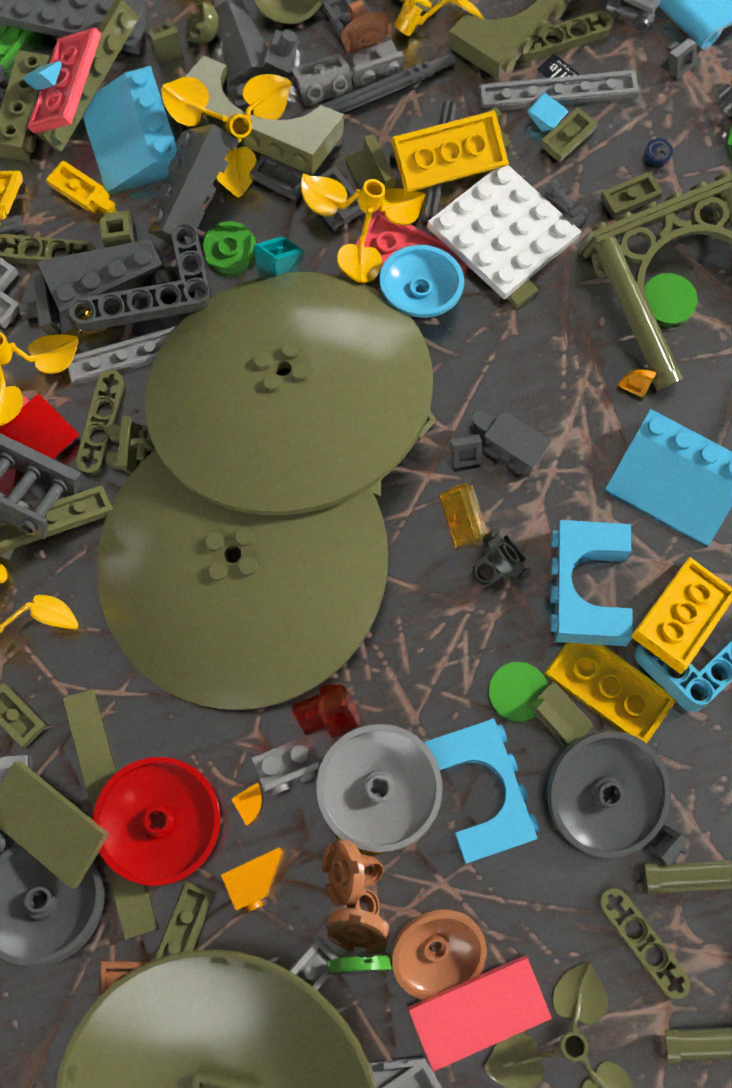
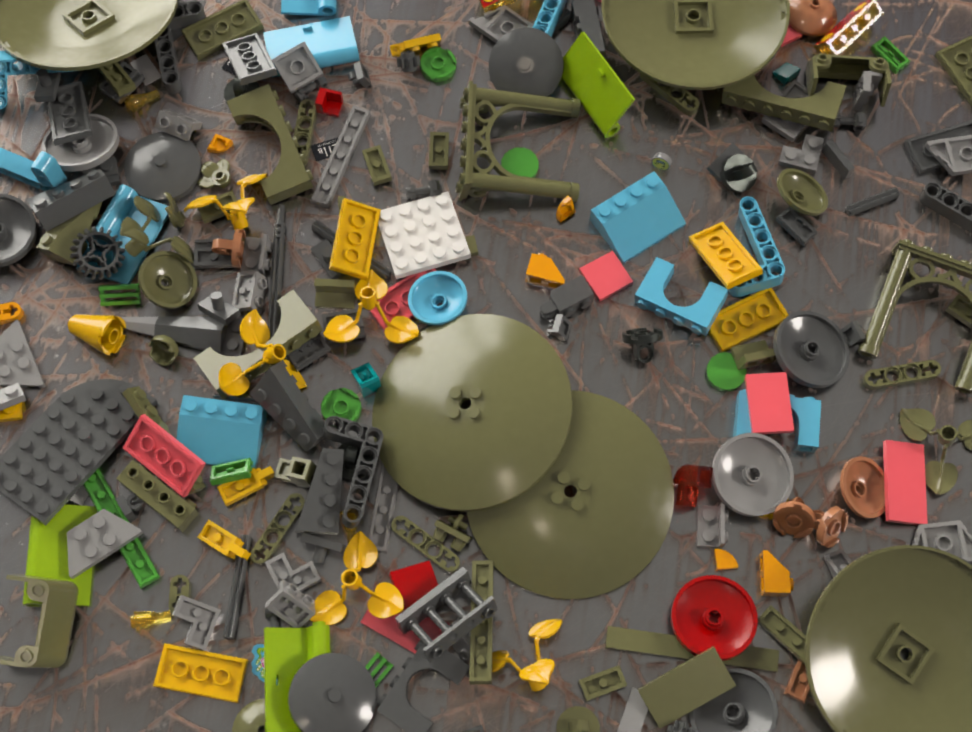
camera: 65 degrees left, 5 degrees down
(43, 76) = (152, 466): medium azure slope -> none
(83, 165) = (231, 471): none -> bright green tile
(165, 42) = (159, 380): olive slope -> none
(359, 965) = (852, 534): bright green tile -> none
(464, 515) = (600, 350): clear yellow slope -> none
(493, 766) = (769, 403): none -> coral tile
(532, 392) = (543, 272): none -> light orange slope
(546, 112) = (355, 170): medium azure slope -> none
(572, 476) = (606, 276): none -> coral tile
(621, 40) = (329, 102): none -> red panel
(658, 152) = (417, 121): tile -> none

